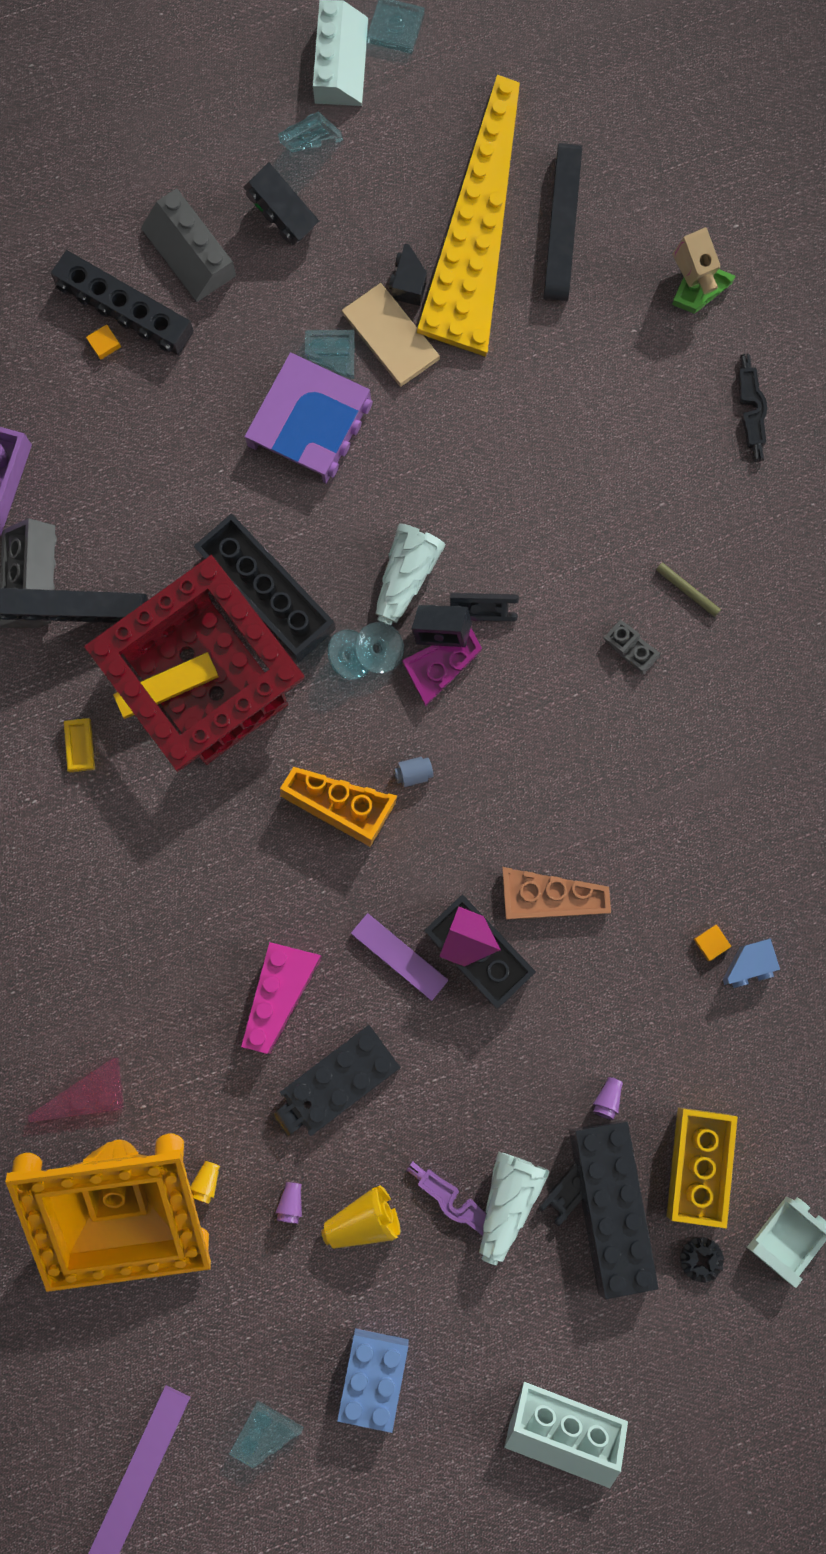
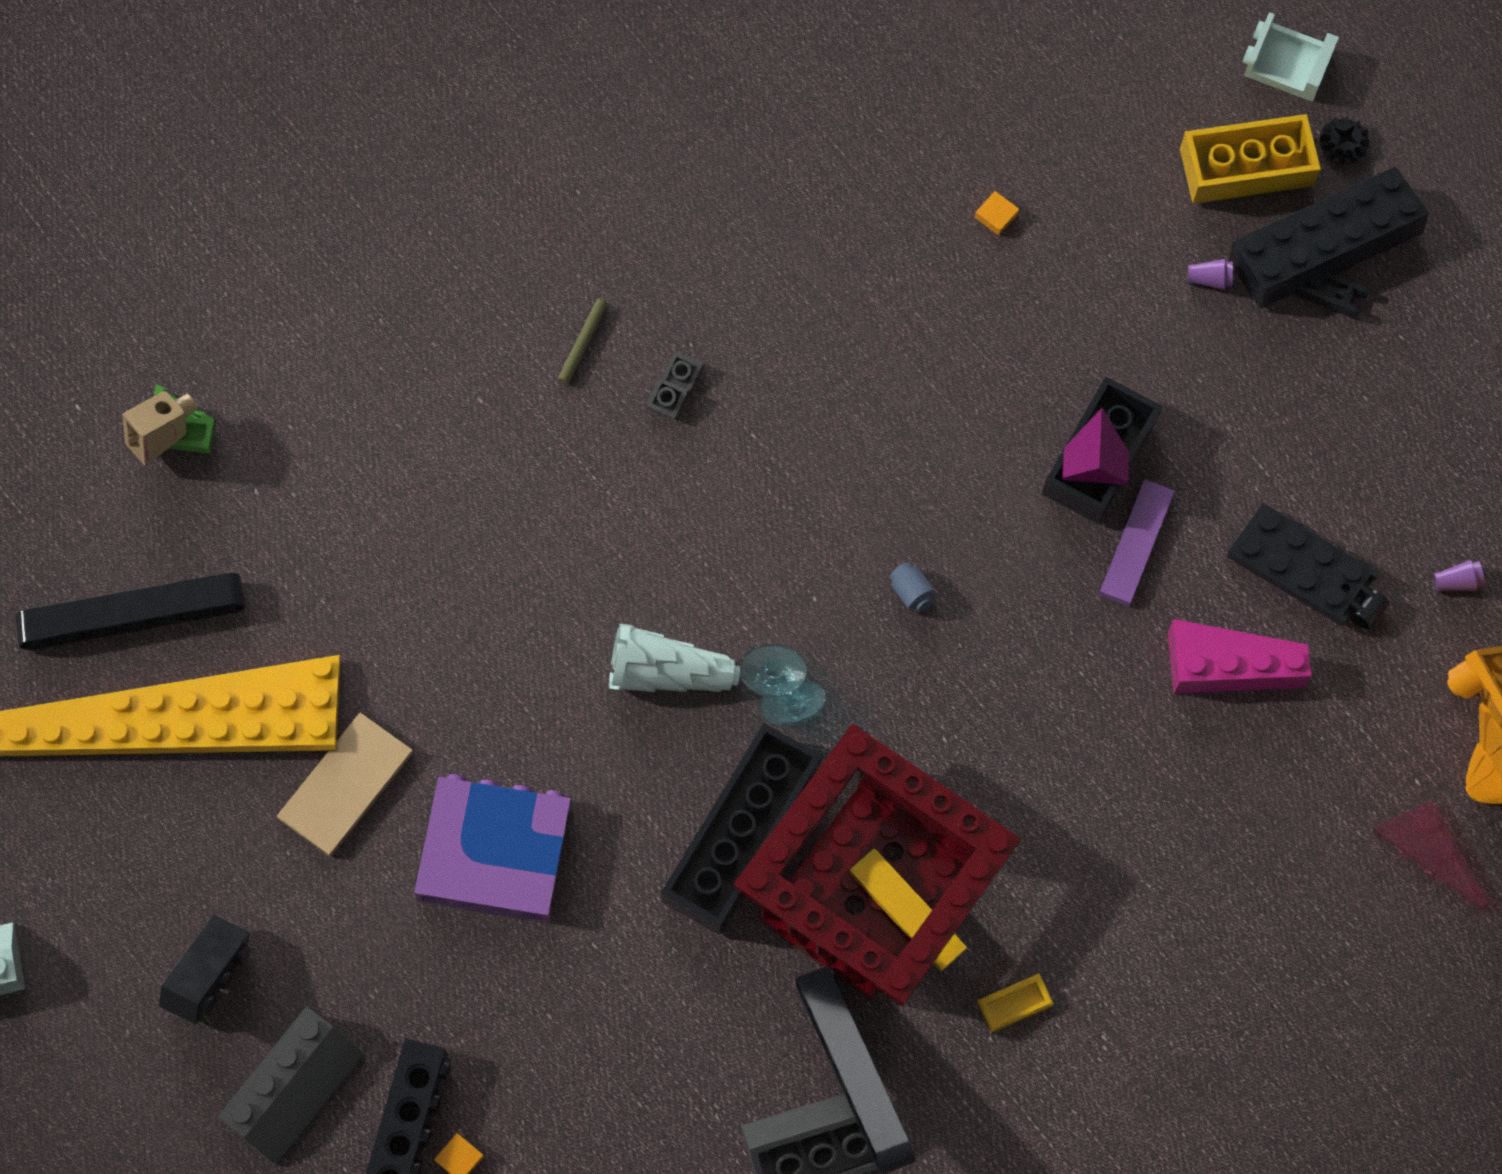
camera: 110 degrees left, 10 degrees down
(309, 133) = (75, 962): clear light blue wing -> none
(332, 349) = (389, 848): clear light blue wing -> none
(343, 805) = (984, 649): light orange wedge -> none
(363, 1221) = (1449, 490): yellow cone -> none
(410, 278) = (261, 778): black slope -> none
(438, 665) = (767, 596): magenta wing -> none
(441, 625) = (723, 600): black brick -> none
(446, 1194) = (1383, 416): medium lavender piece -> none
(486, 606) = (681, 565): black hinge -> none
(510, 1199) = (1355, 339): light aqua cone -> none
(549, 896) = (1009, 401): nougat wing -> none
(751, 395) = (308, 334): black piece -> none
(752, 961) = (1006, 166): medium blue slope -> none

